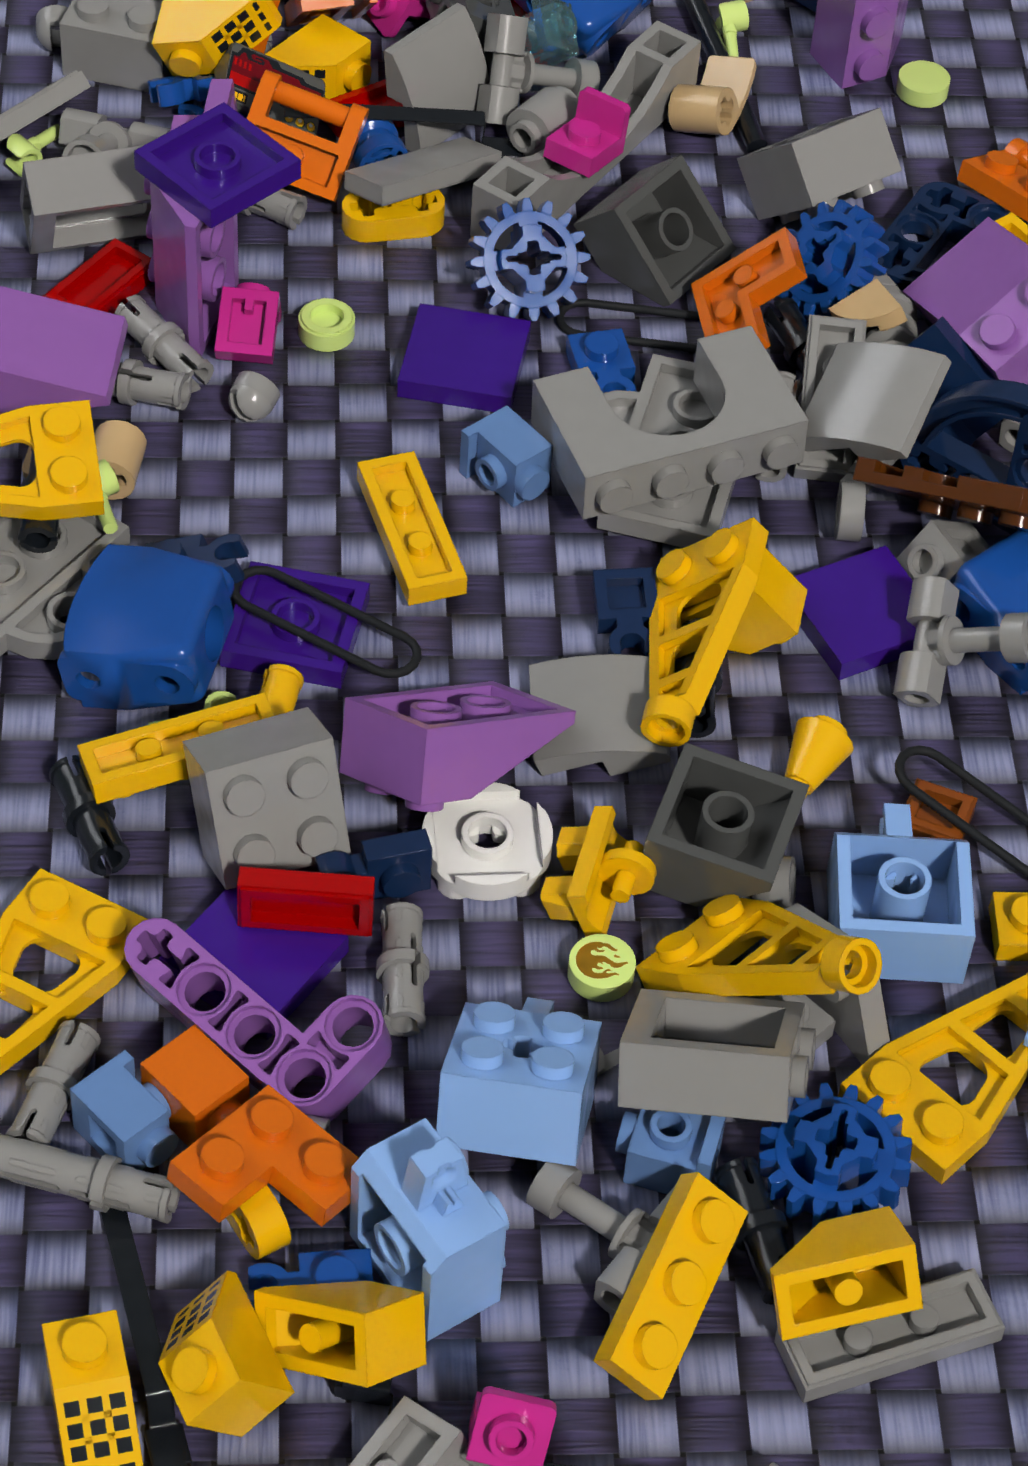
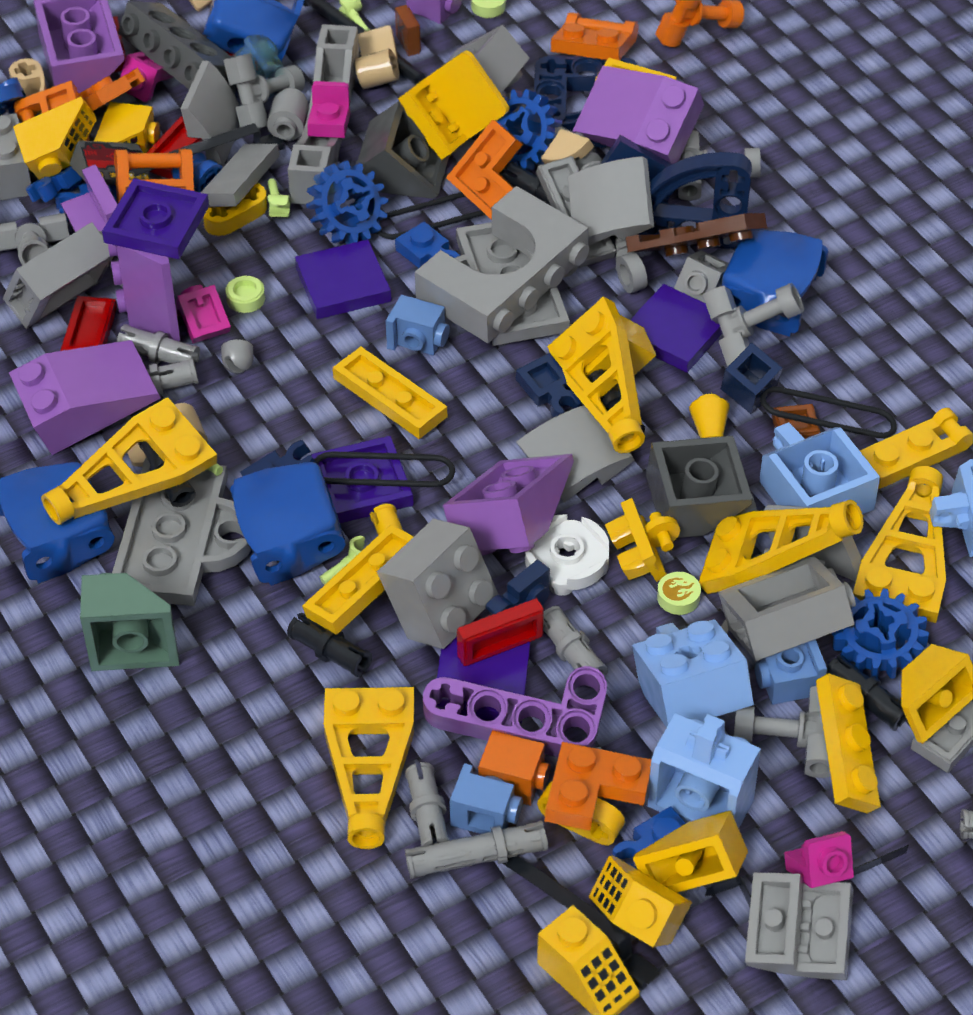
camera: 25 degrees left, 0 degrees up
(454, 229) = (278, 204): none -> yellowish green hand
(748, 187) = (454, 103): none -> yellow bracket
(782, 77) = (407, 30): none -> dark orange tile
(902, 718) = (750, 377): none -> dark blue brick

